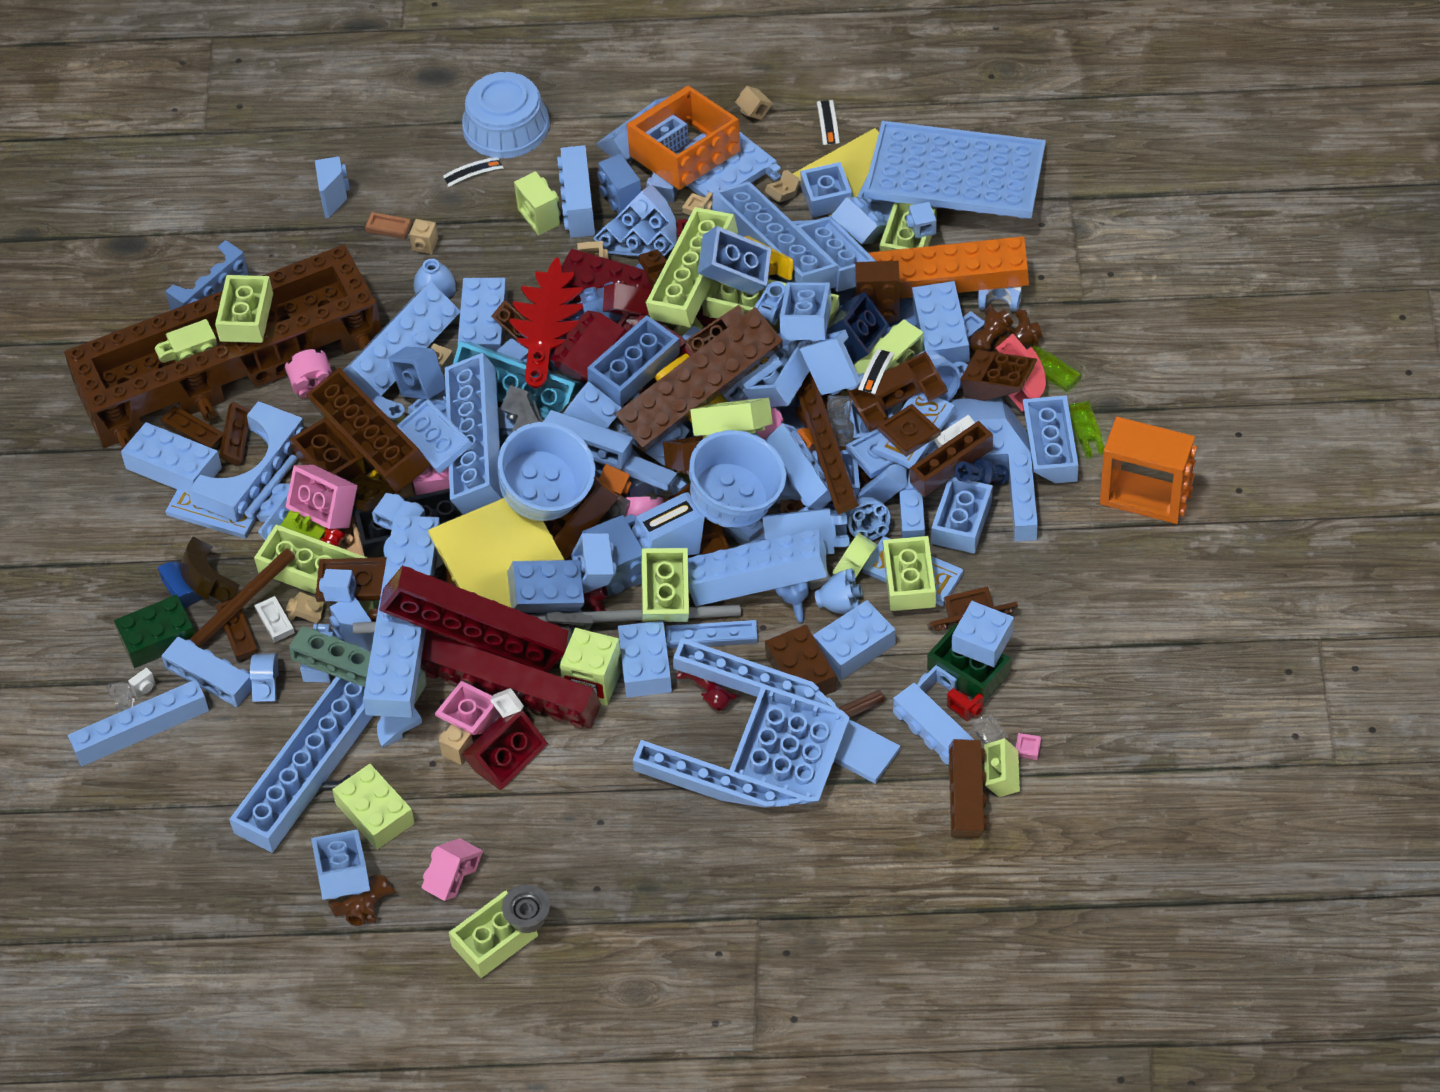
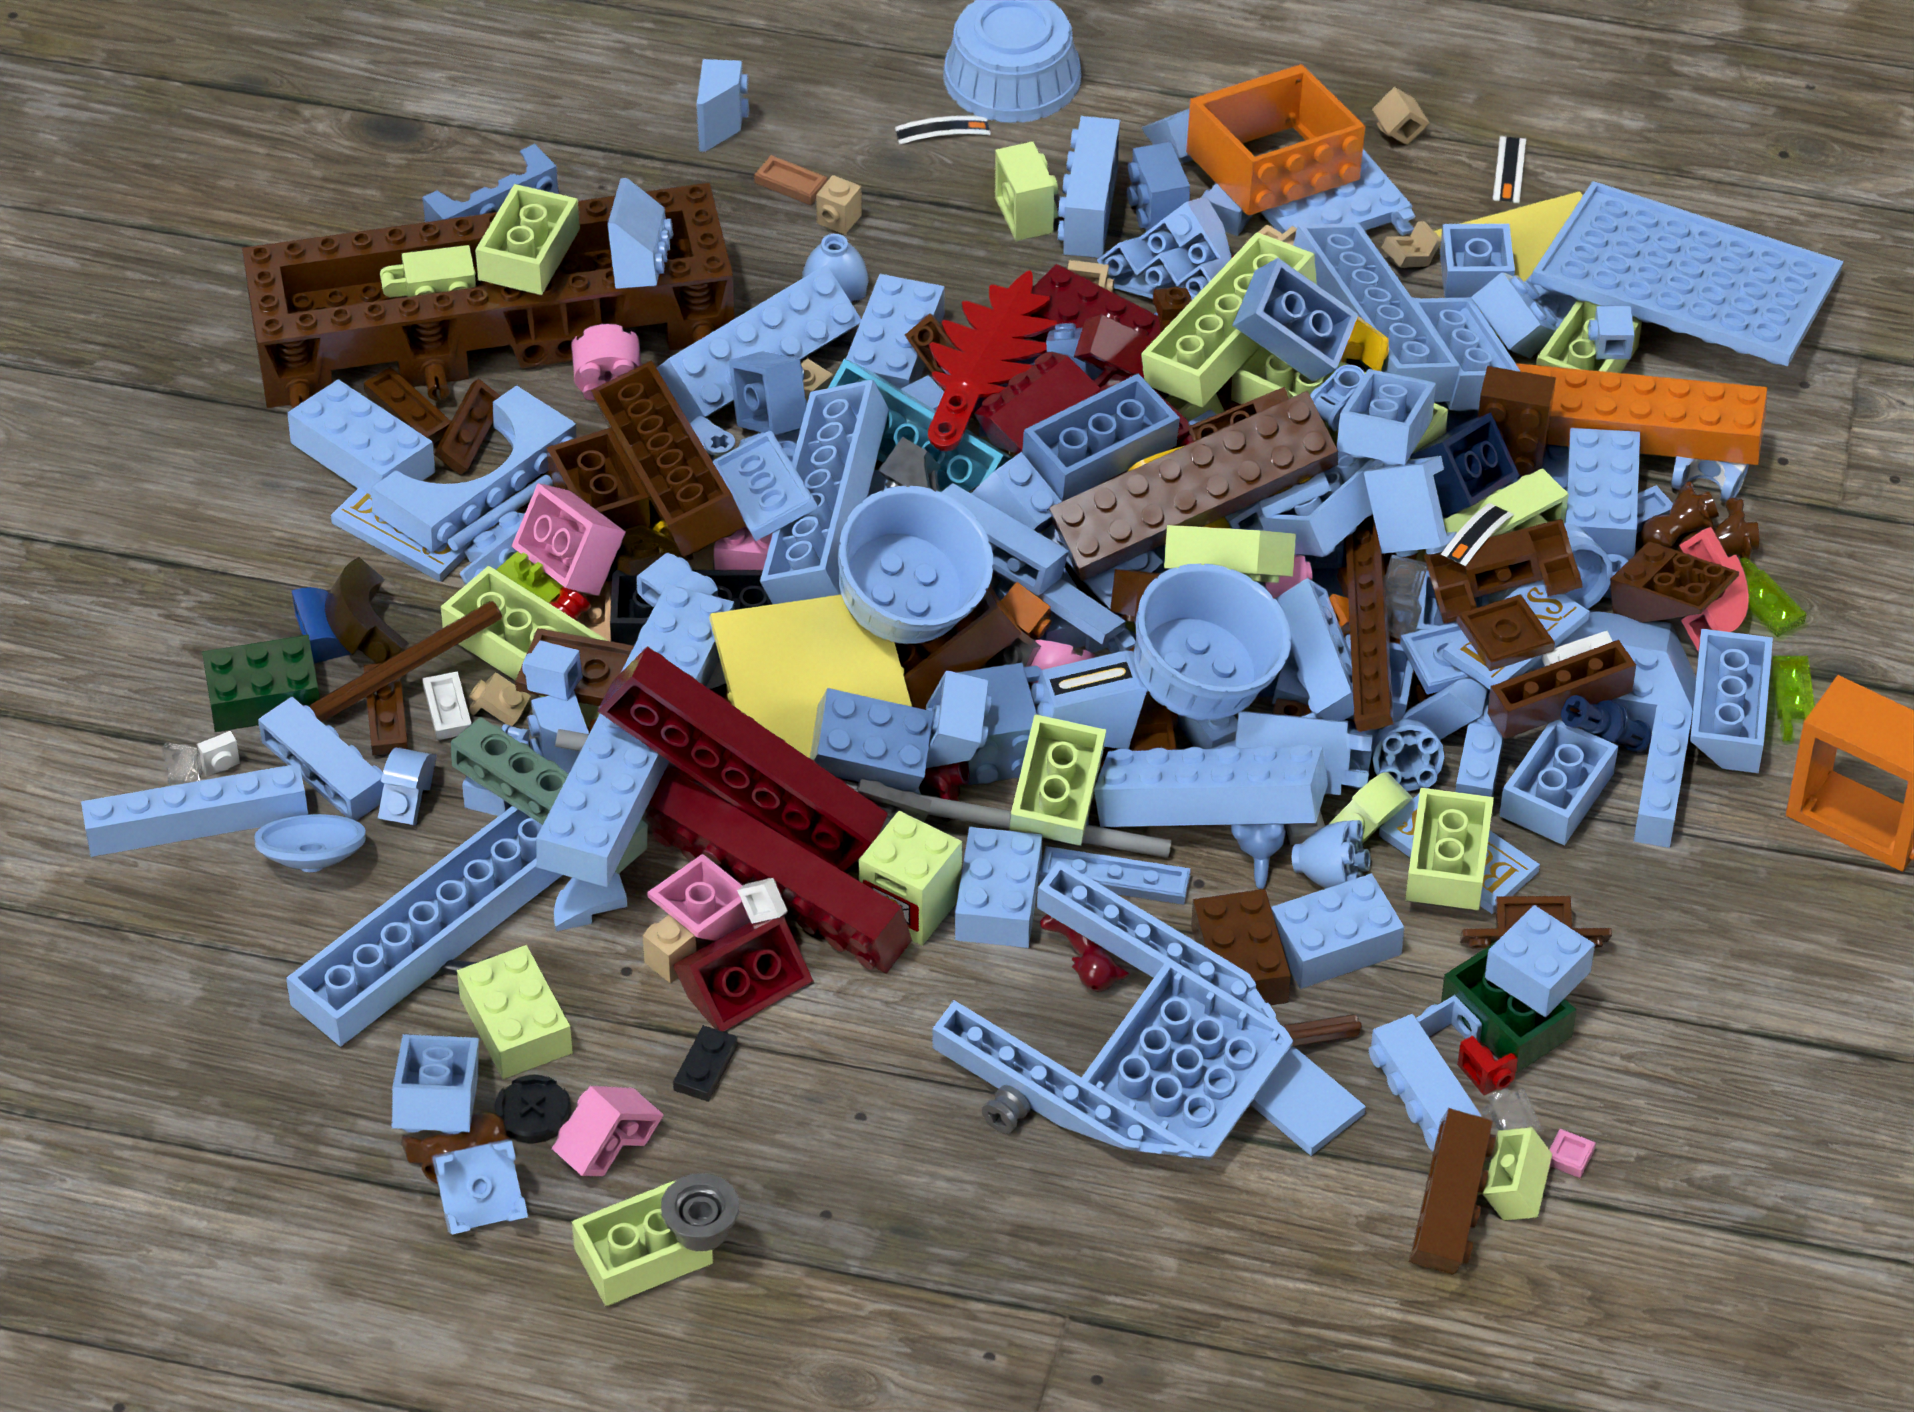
camera: 10 degrees right, 5 degrees down
(216, 726) = (310, 840): none -> light blue dish
(313, 292) = (638, 237): none -> light blue slope
(385, 922) = (479, 1186): none -> light blue panel
(401, 864) = (533, 1108): none -> black tile
(497, 811) = (705, 1063): none -> black plate
(671, 133) = (1257, 129): light blue brick -> none
(687, 798) = (1006, 1109): none -> flat silver wheel

